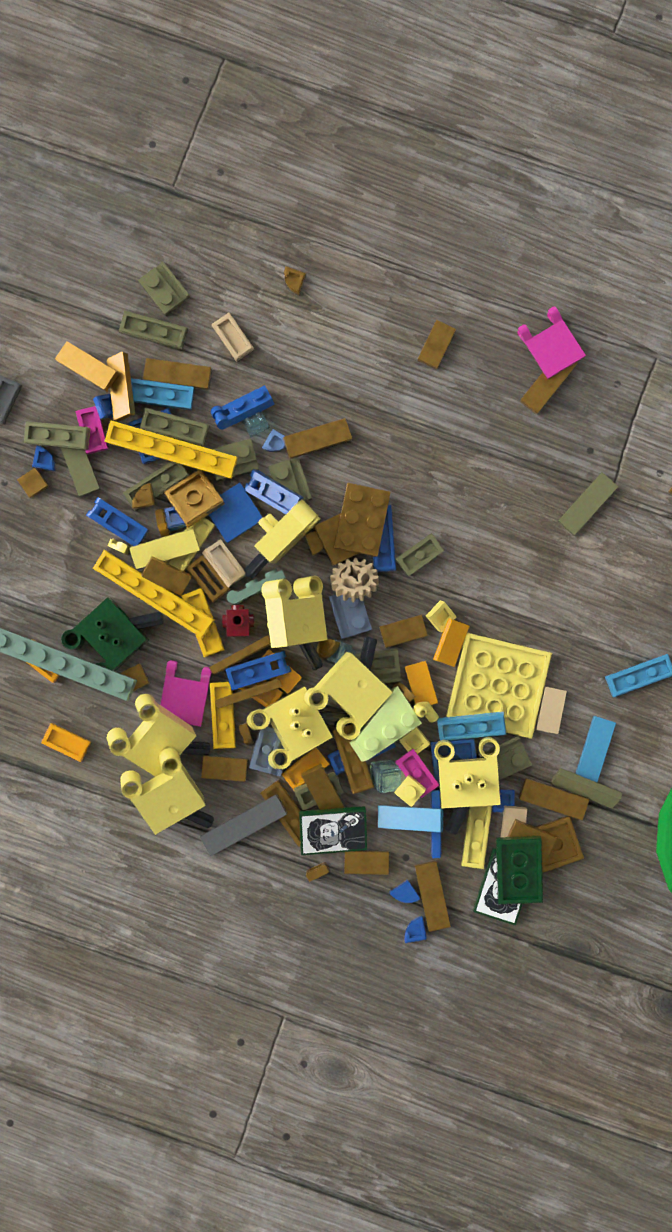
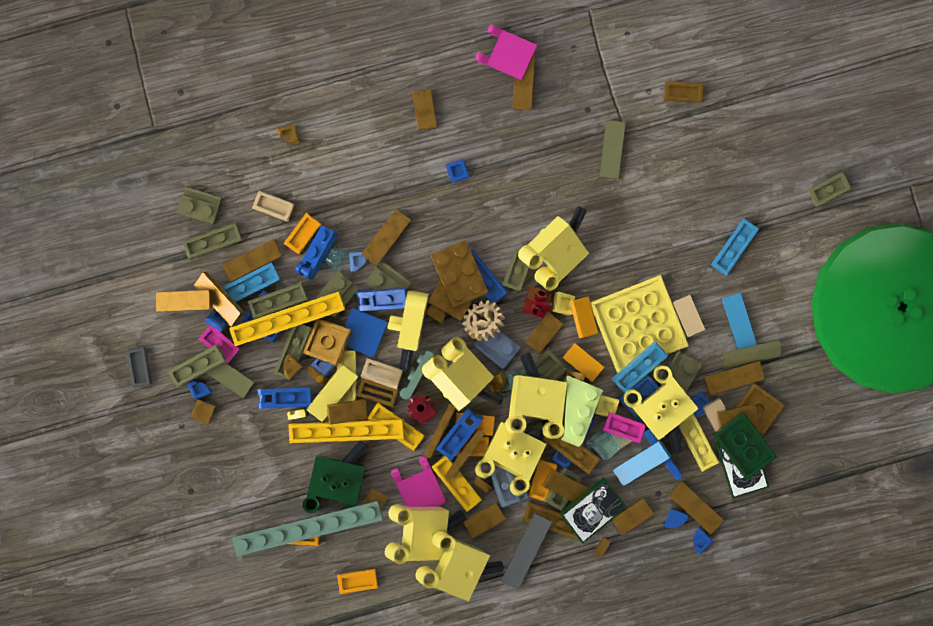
camera: 35 degrees left, 0 degrees up
(241, 381) = (302, 233): none -> light orange tile
(410, 790) = (627, 443): light yellow plate -> none
(417, 598) = (537, 302): none -> dark red brick
(425, 709) = (598, 378): light yellow arm -> none
(428, 423) = (457, 171): none -> blue tile
(472, 560) = (558, 248): none -> light yellow piece

